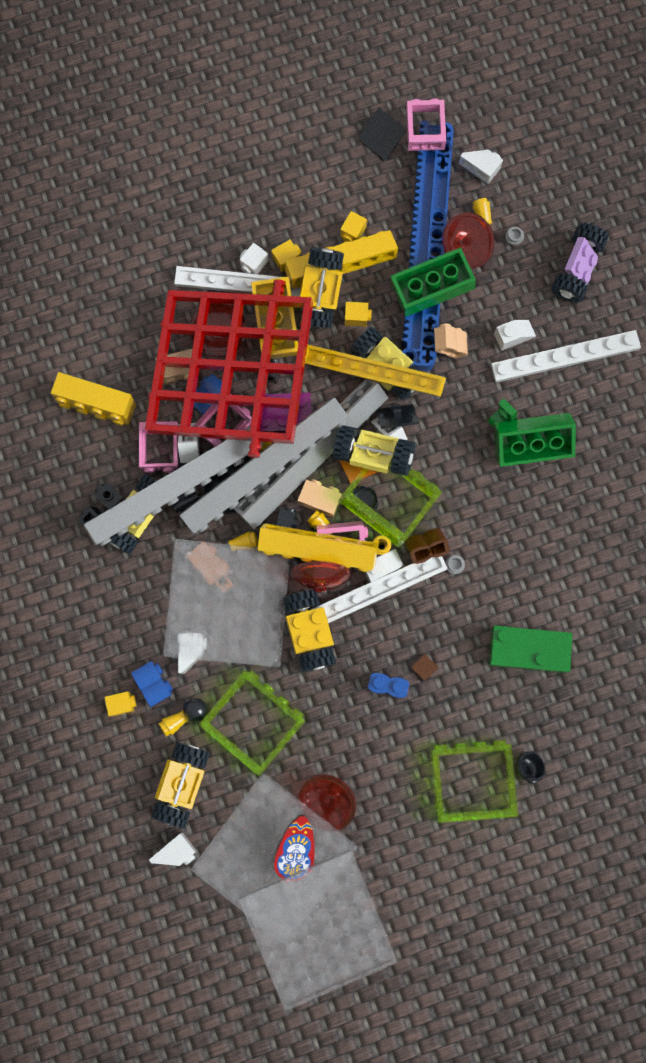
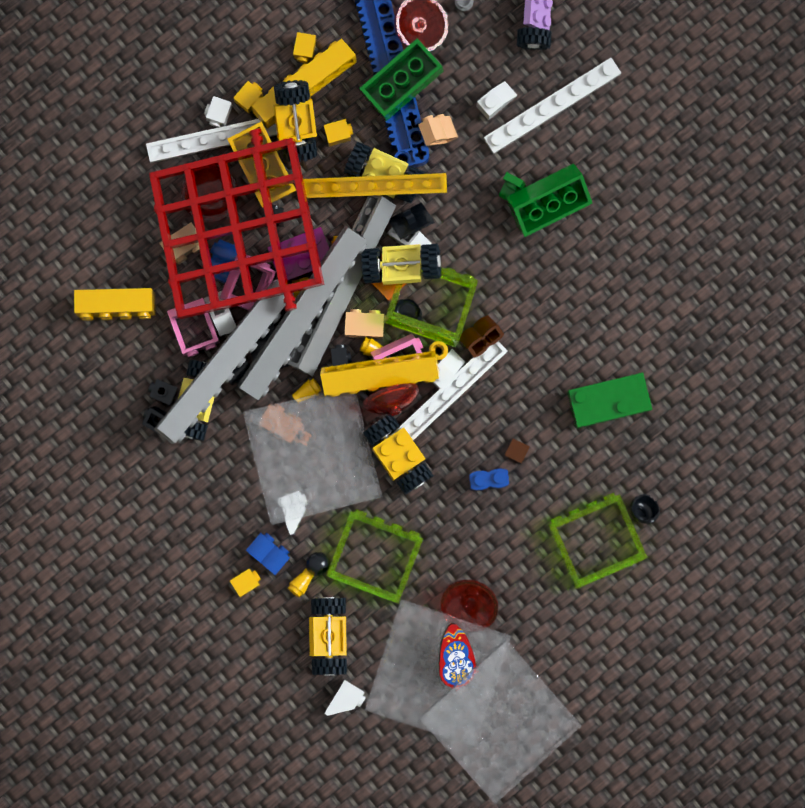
camera: 25 degrees left, 5 degrees up
(455, 564) = (513, 344): light grey plate -> none

